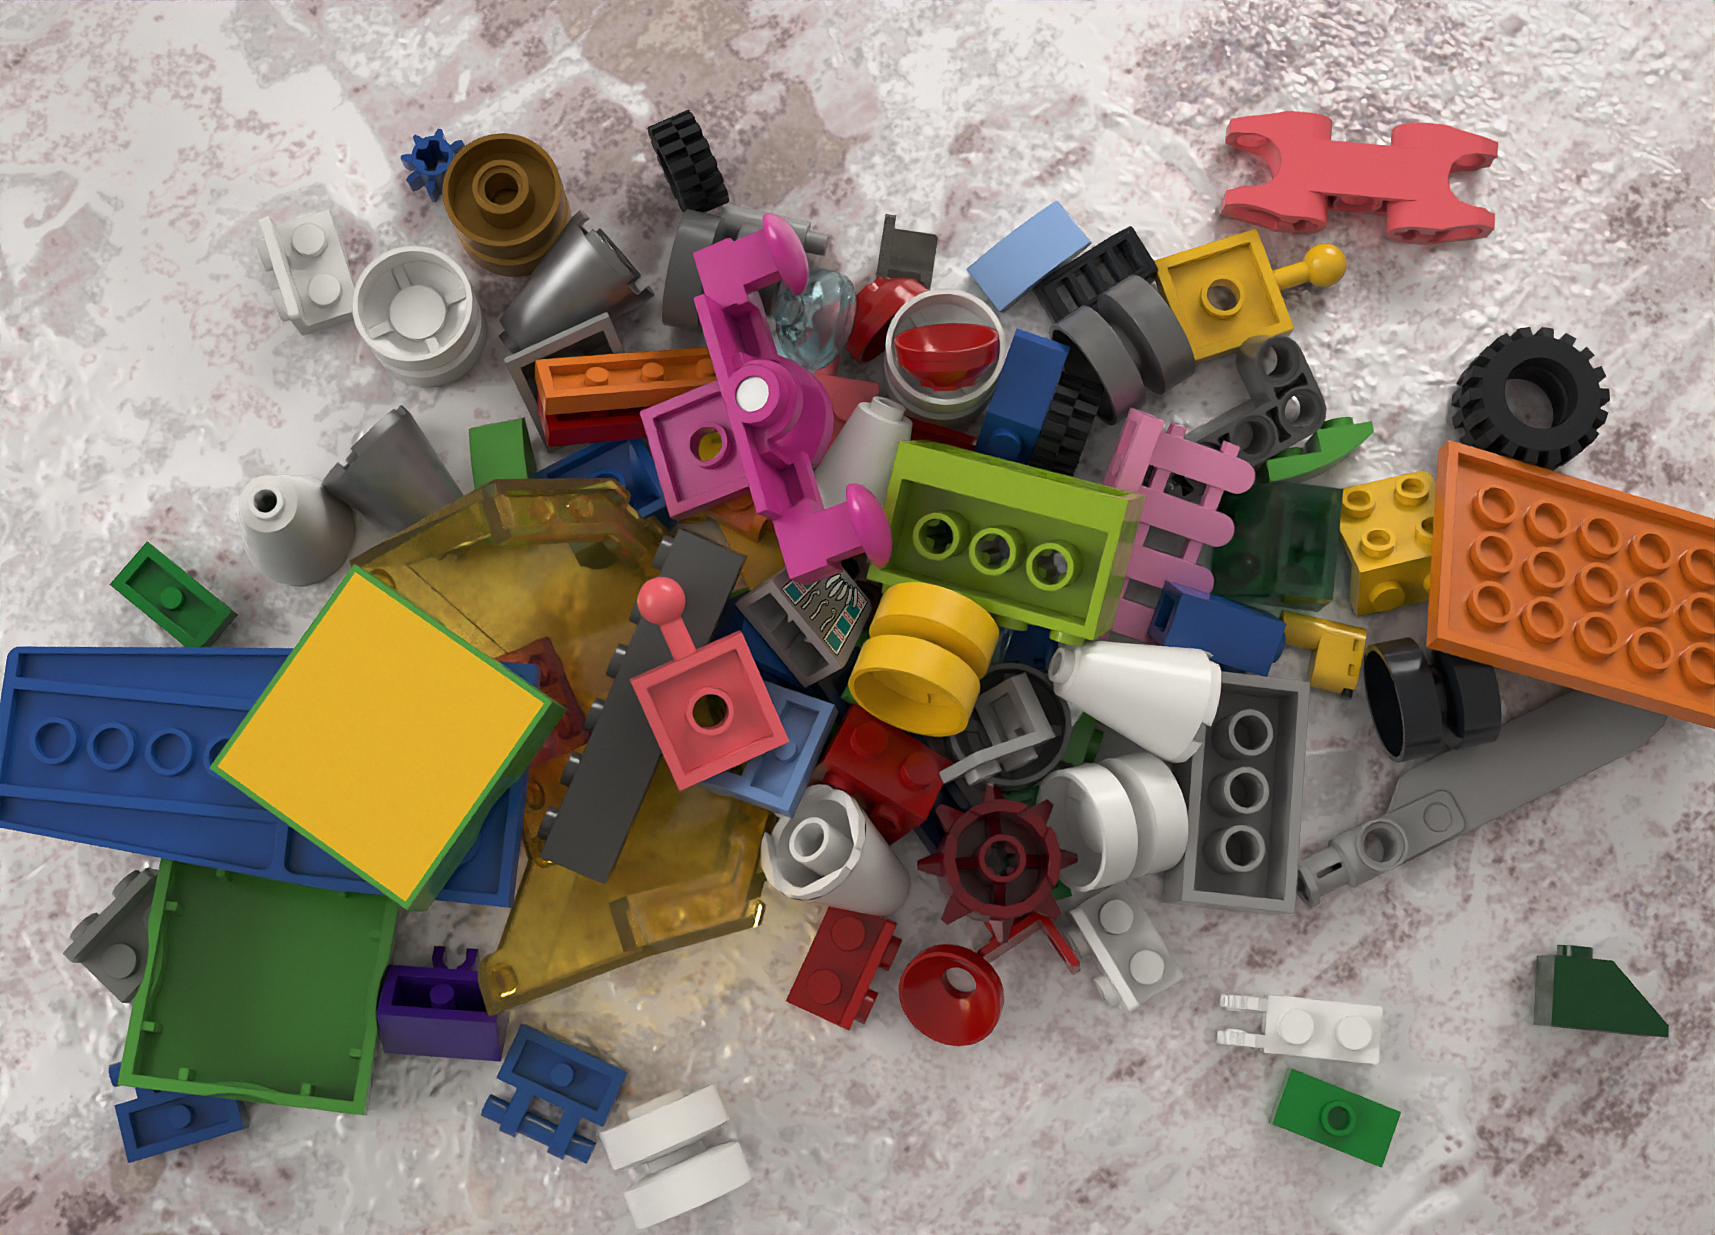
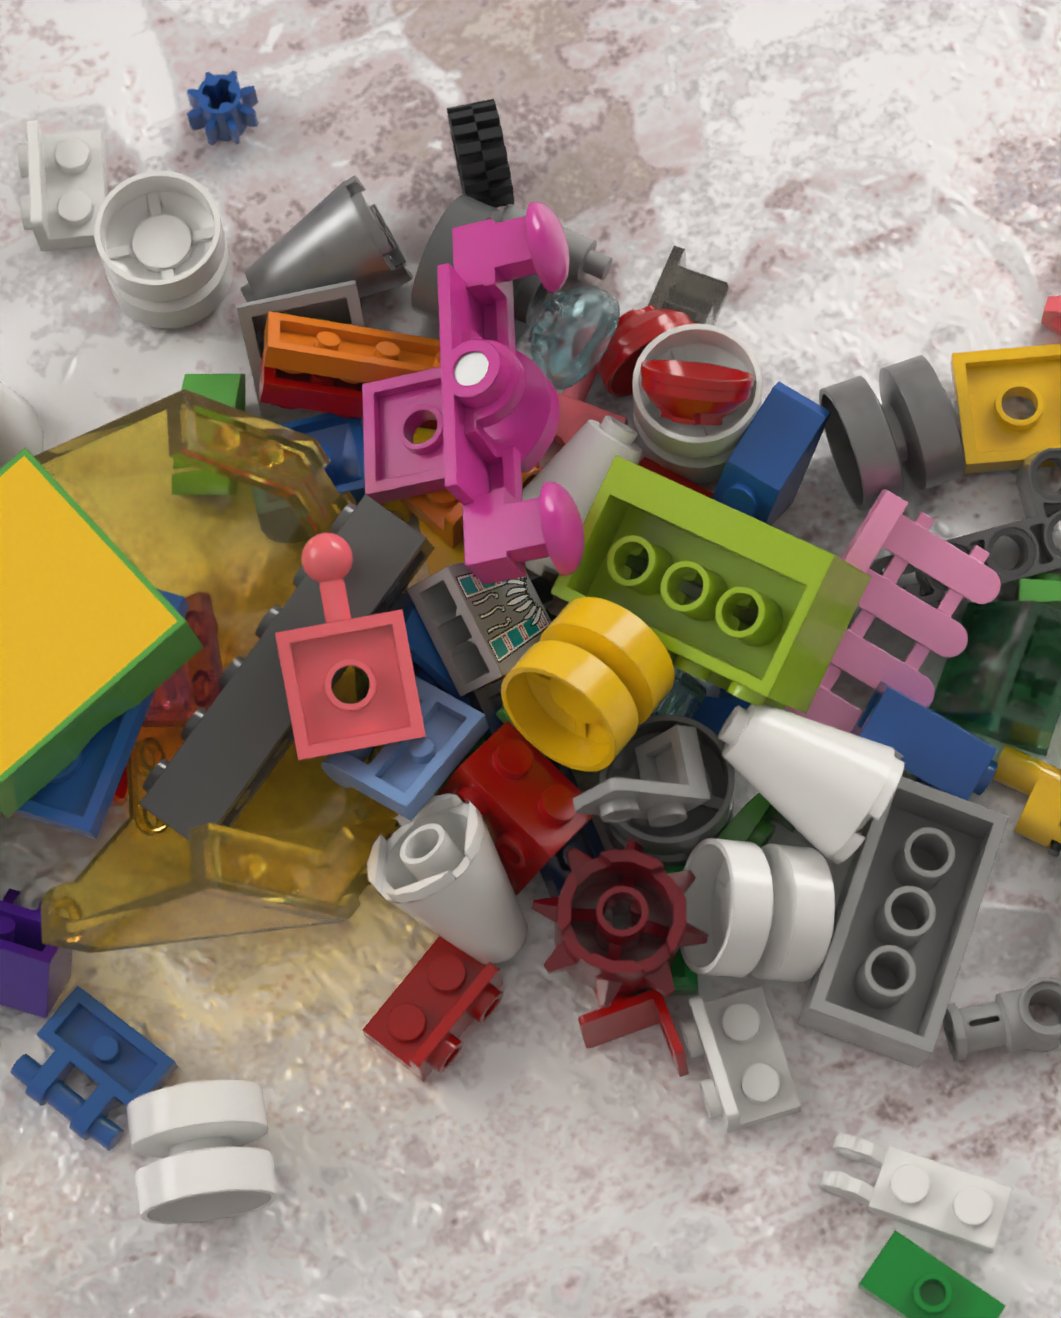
camera: 25 degrees right, 10 degrees down
(393, 474) = (88, 386): flat silver cone -> none
(505, 202) = (280, 154): pearl gold wheel -> none
(944, 1011) = (518, 1062): red piece -> none
(1028, 256) = (820, 320): light blue slope -> none
(1067, 424) = (815, 494): black tyre -> none
(1123, 242) = (900, 337): black slope -> none

